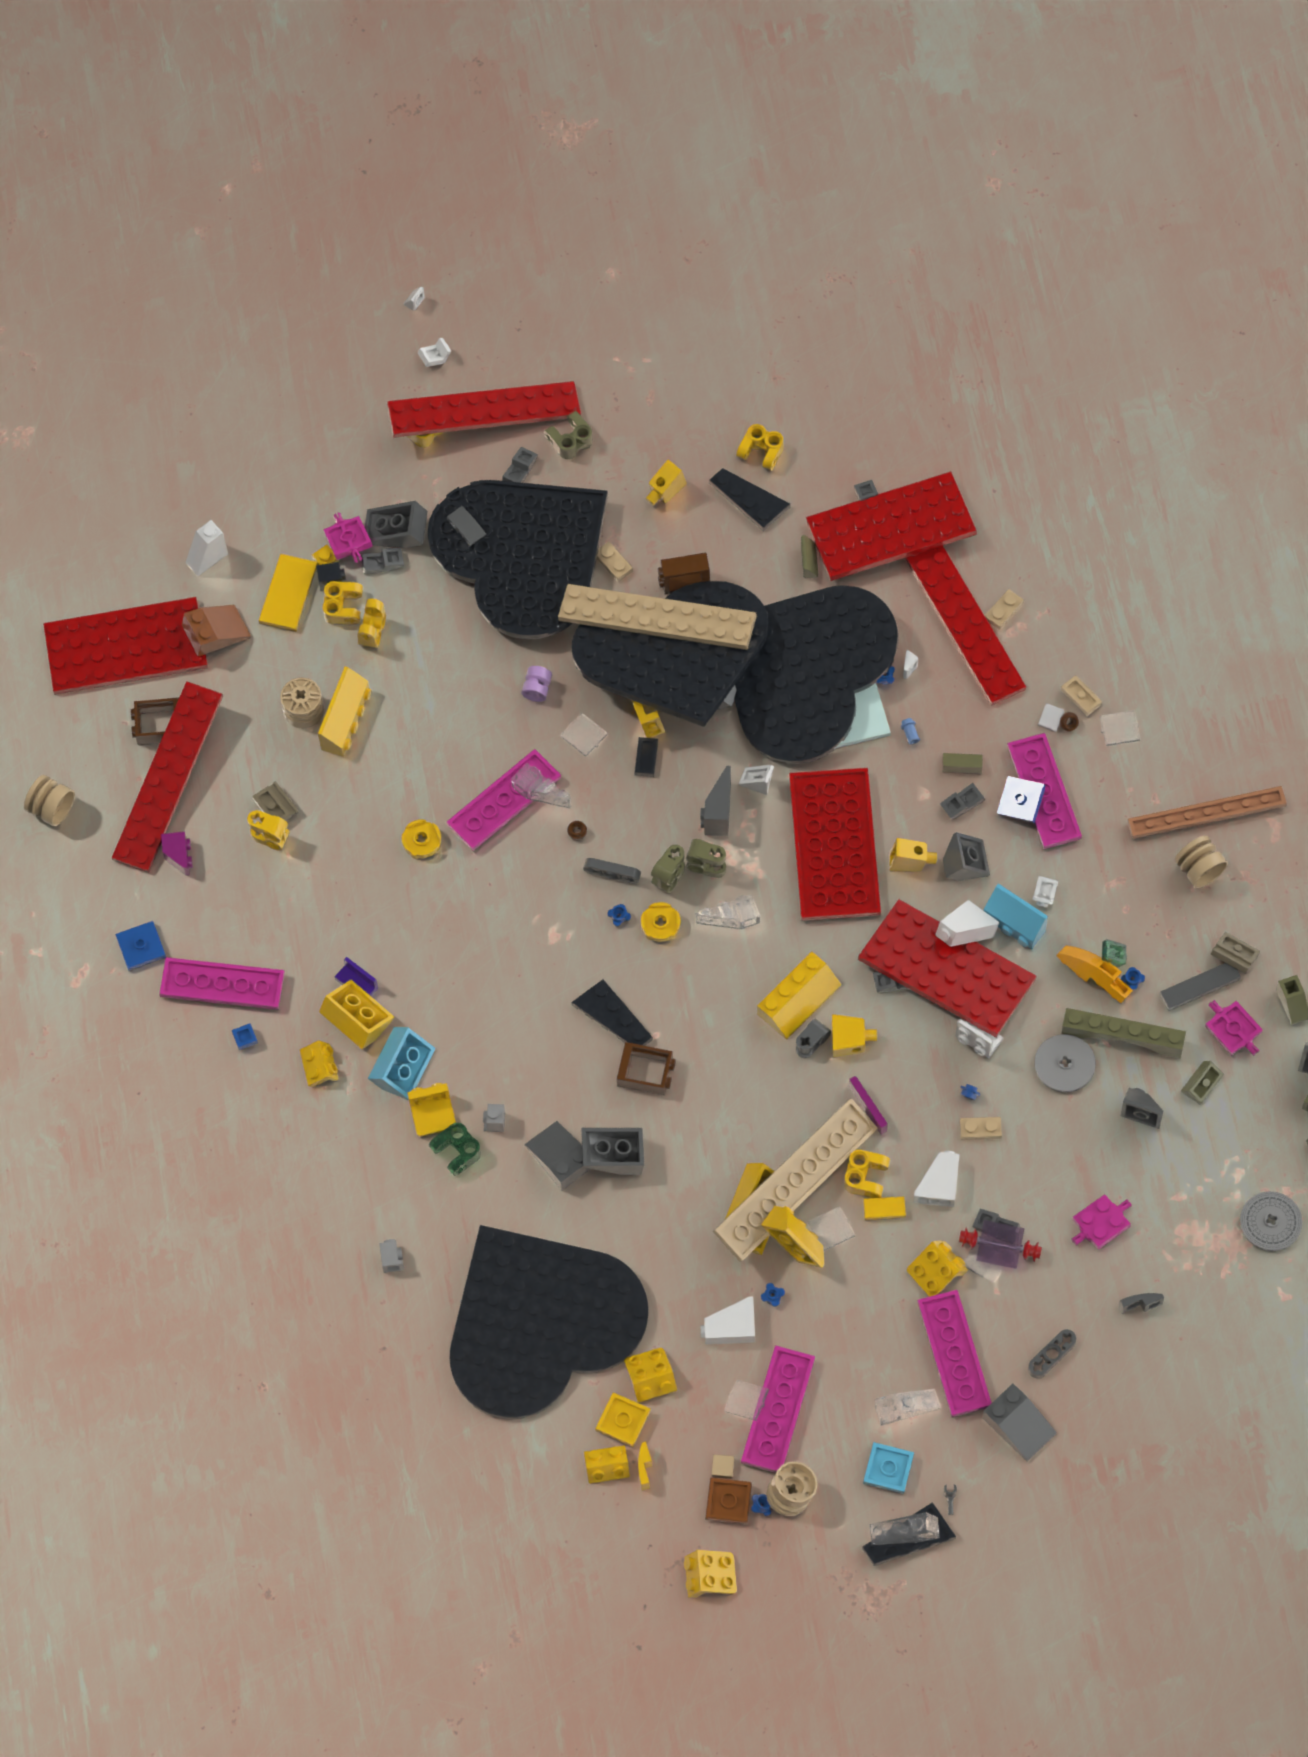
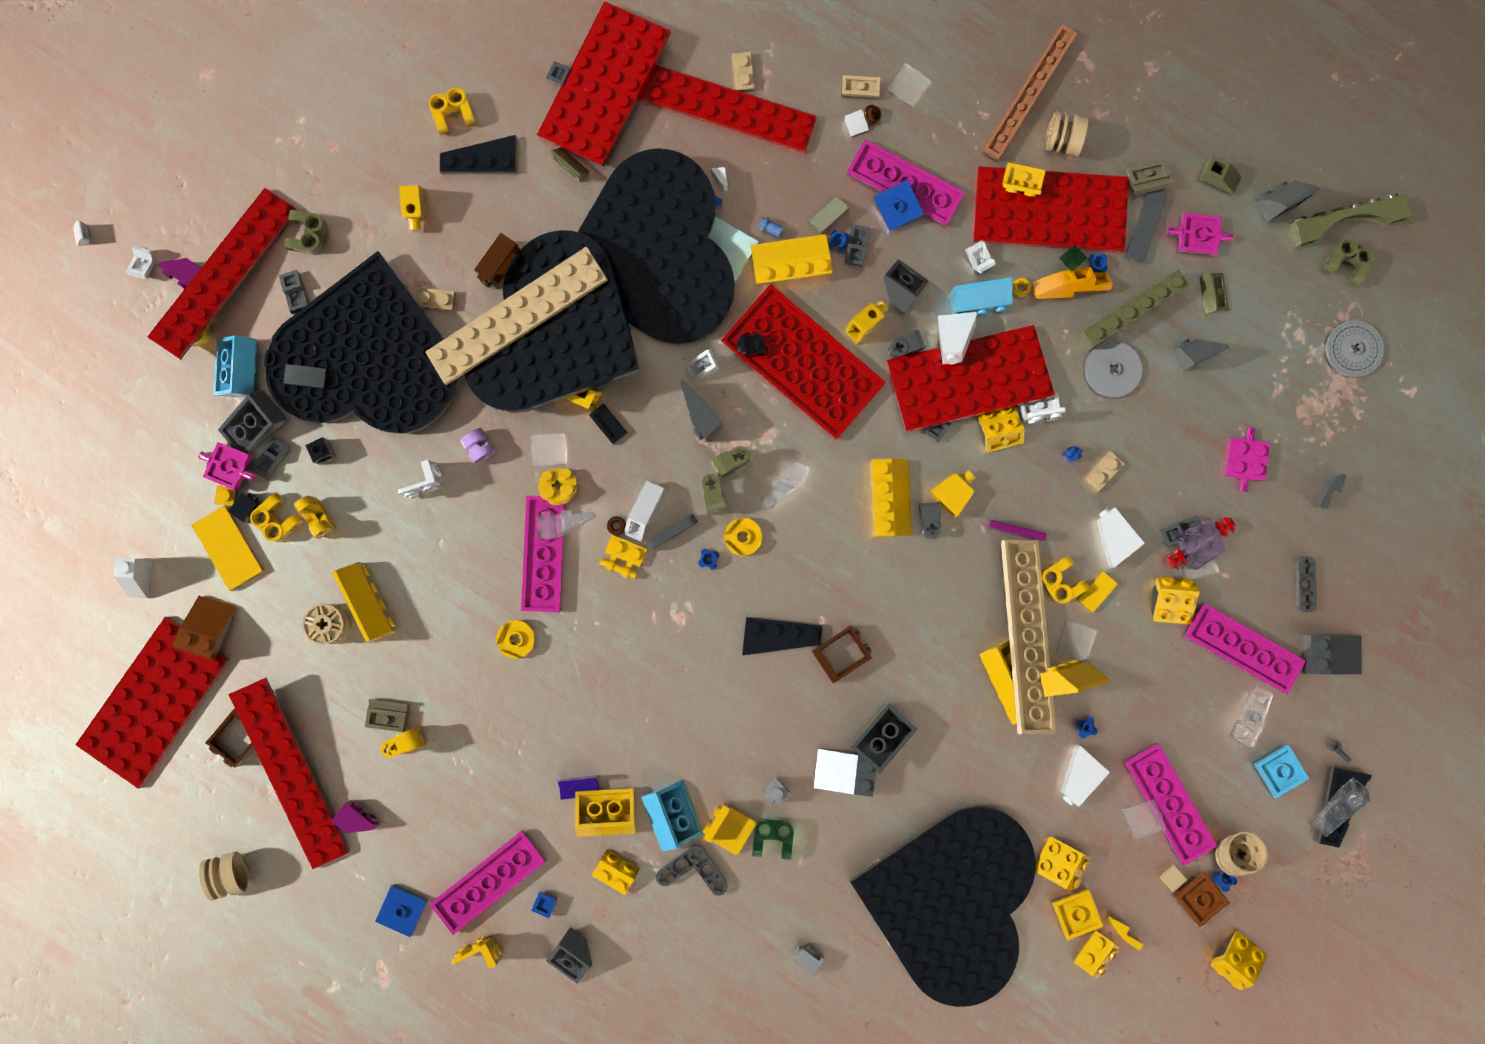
camera: 50 degrees left, 20 degrees up
(167, 1014) = (488, 947): none -> yellow bracket
(225, 1087) = (571, 955): none -> dark grey slope
(379, 1110) = (692, 862): none -> dark grey beam
(423, 586) = (320, 450): none -> black brick
(425, 477) = (235, 366): none -> medium azure slope
(457, 381) = (181, 269): none -> magenta slope
(475, 676) = (433, 480): none -> white bracket
(564, 852) = (626, 551): none -> yellow plate
(566, 754) = (557, 476): none -> yellow plate
(606, 835) = (643, 510): none -> white slope
(806, 793) = (750, 345): none -> black bracket
(900, 764) = (791, 259): none -> yellow slope
(926, 901) = (909, 344): none -> dark grey piece
(932, 1025) = (1001, 429): none -> yellow bracket
(951, 780) = (839, 245): none -> blue plate
(1055, 937) = (1025, 283): none -> yellow plate
(1134, 863) = (1023, 178): none -> yellow bracket
(1137, 909) = (1069, 211): none -> red plate

